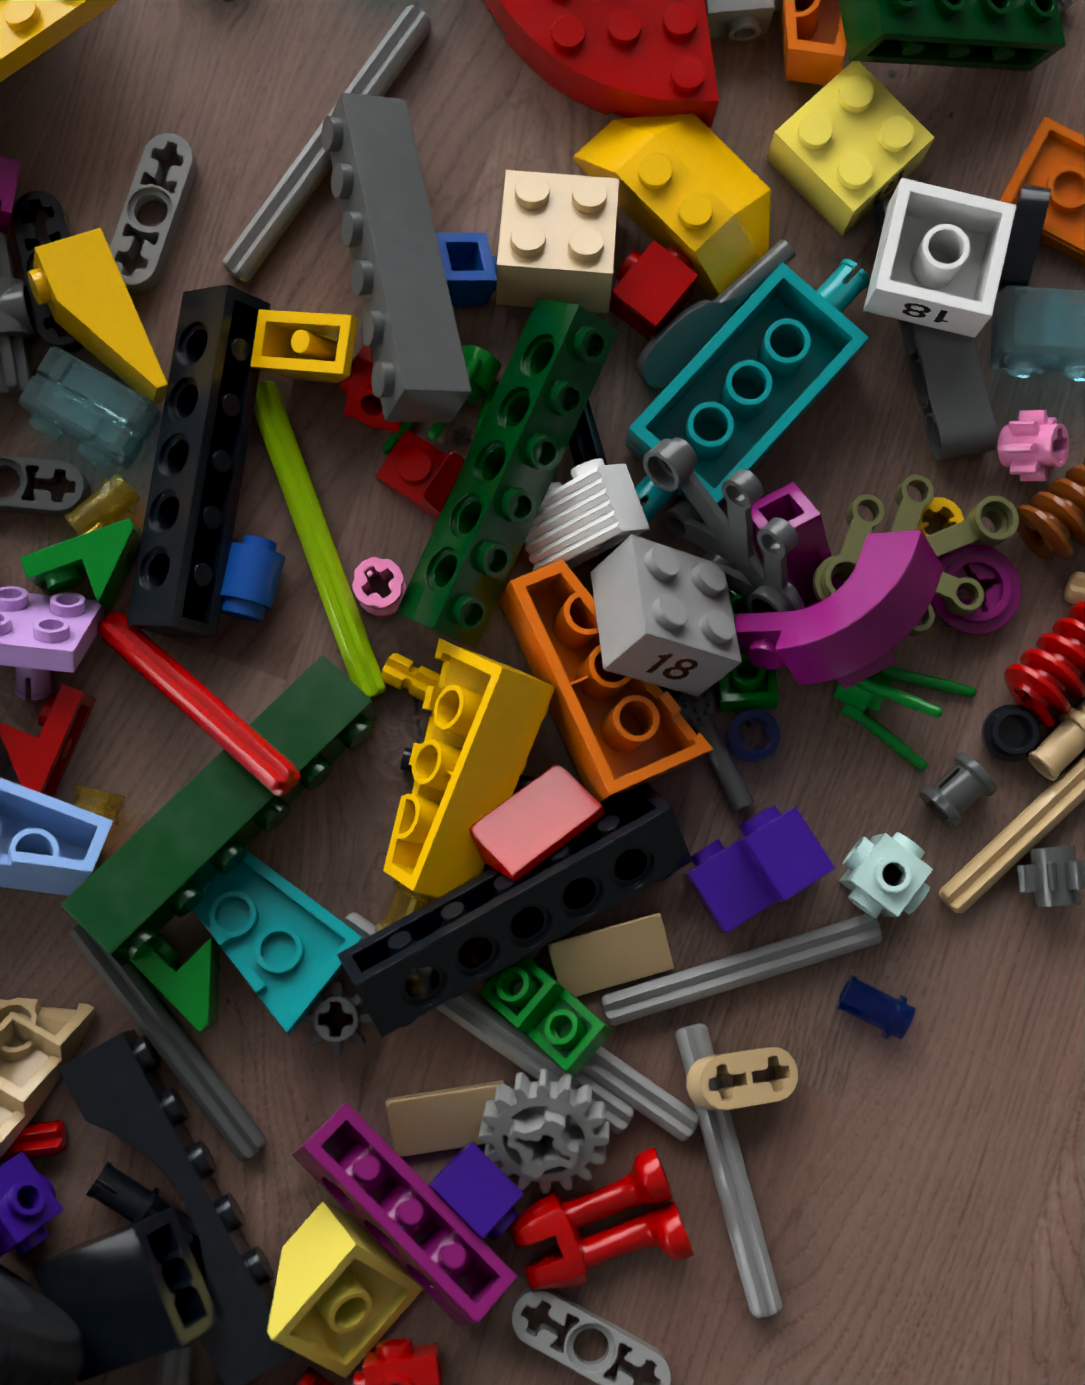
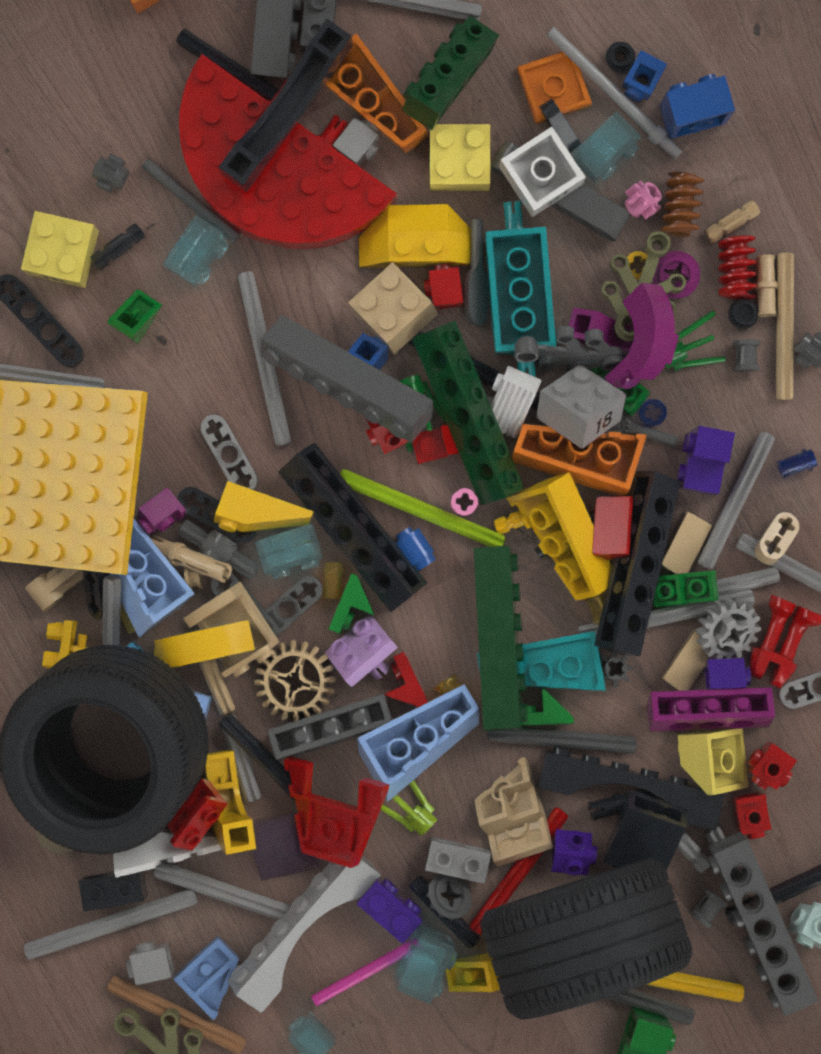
camera: 40 degrees left, 5 degrees up
(199, 704) = (449, 611): red axle -> none
(304, 345) = (347, 443): yellow slope -> none
(865, 877) = (743, 419): light aqua brick -> none

